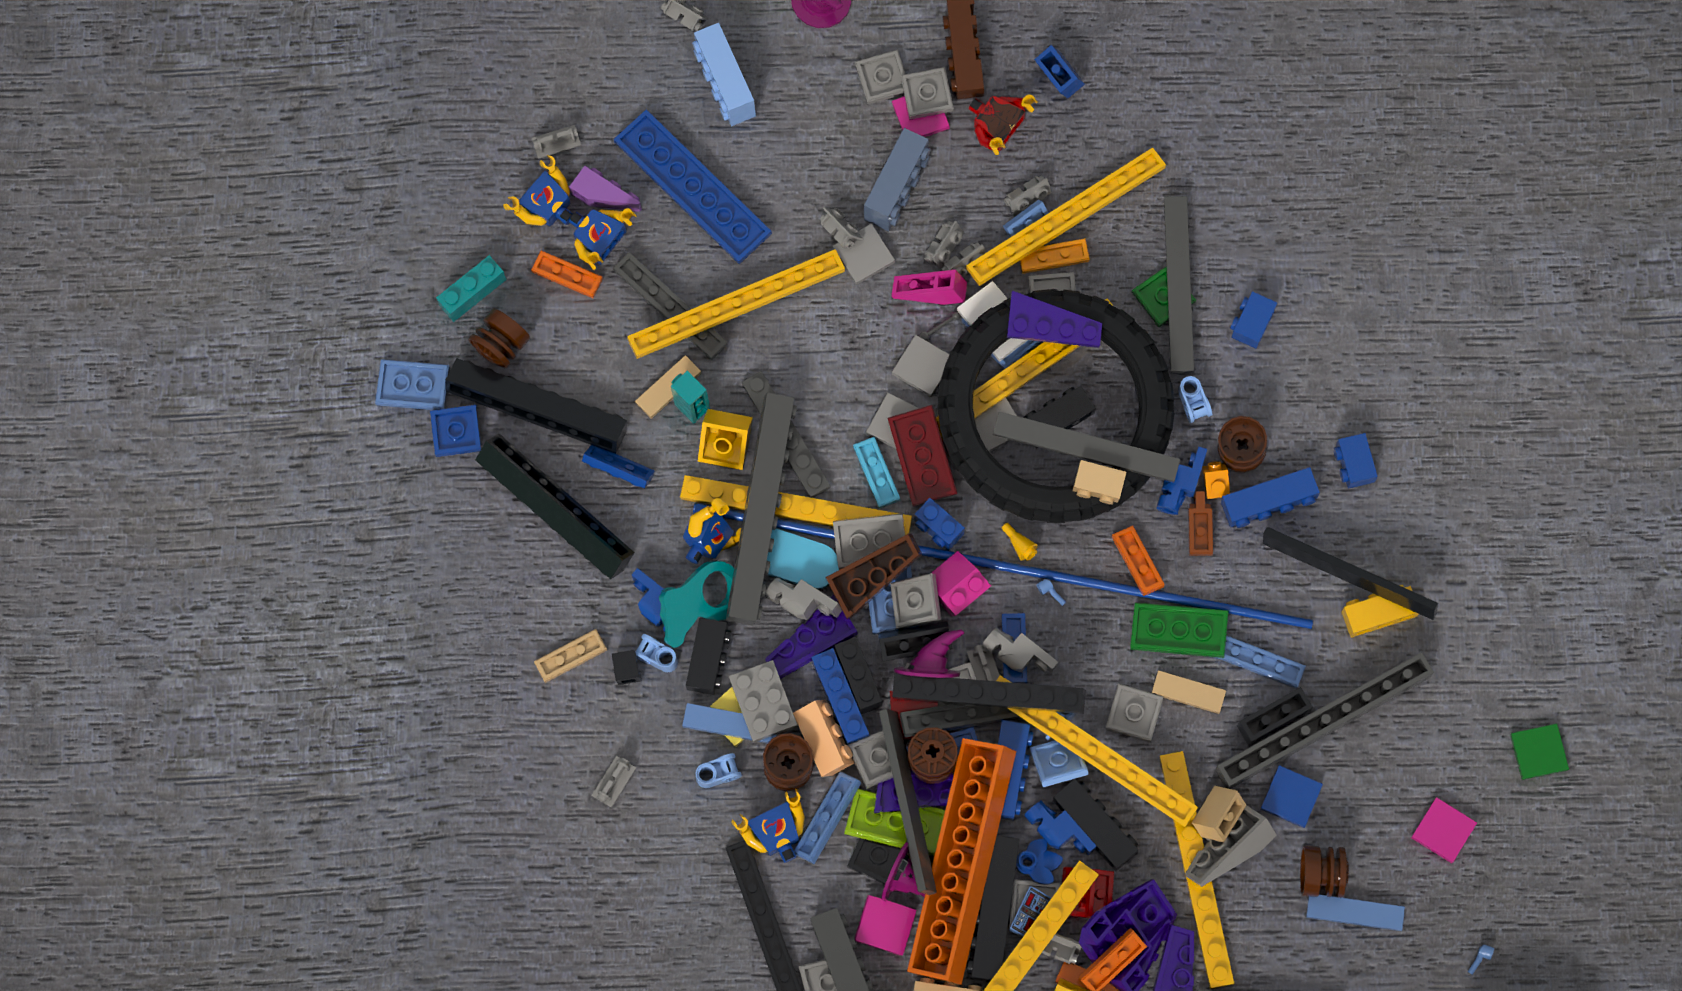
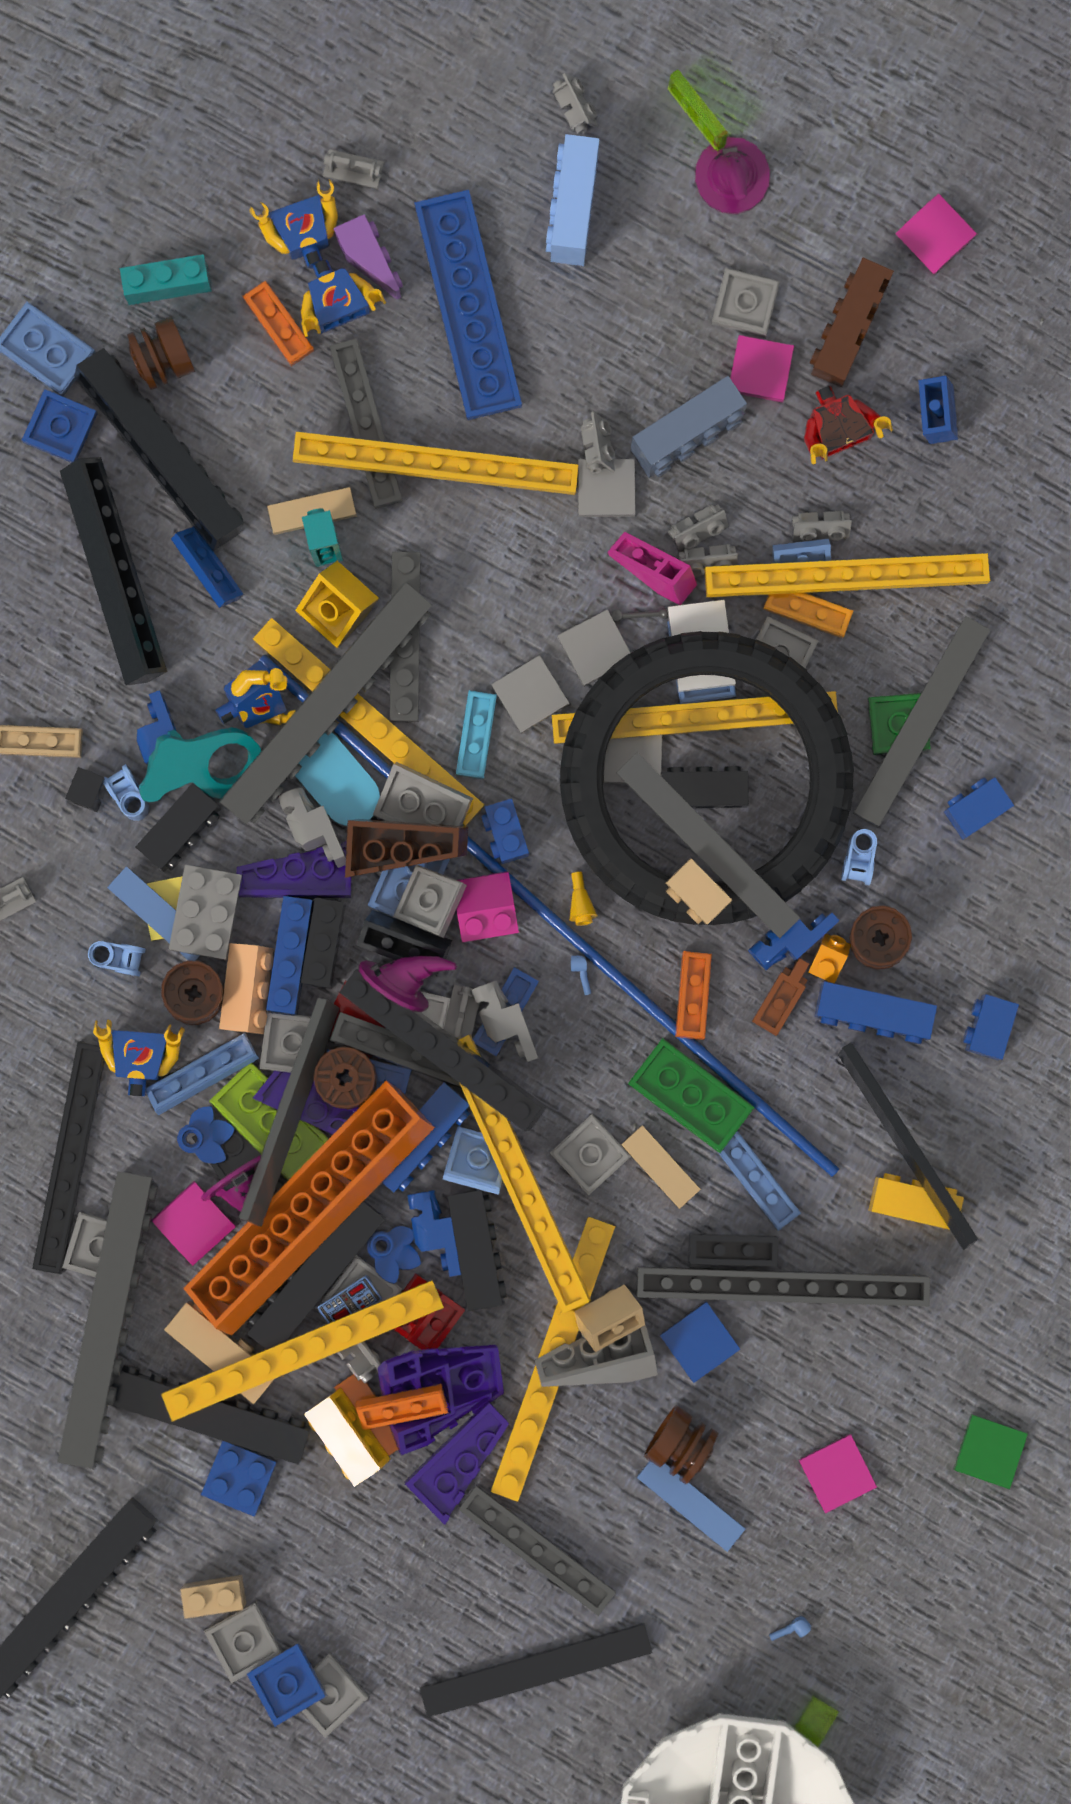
camera: 25 degrees right, 10 degrees up
(860, 855) = (209, 1133): none -> blue plate
(922, 455) = (533, 746): dark red tile -> none
(927, 93) = (781, 349): light grey tile -> none
(1047, 323) = (746, 684): dark purple wing -> none

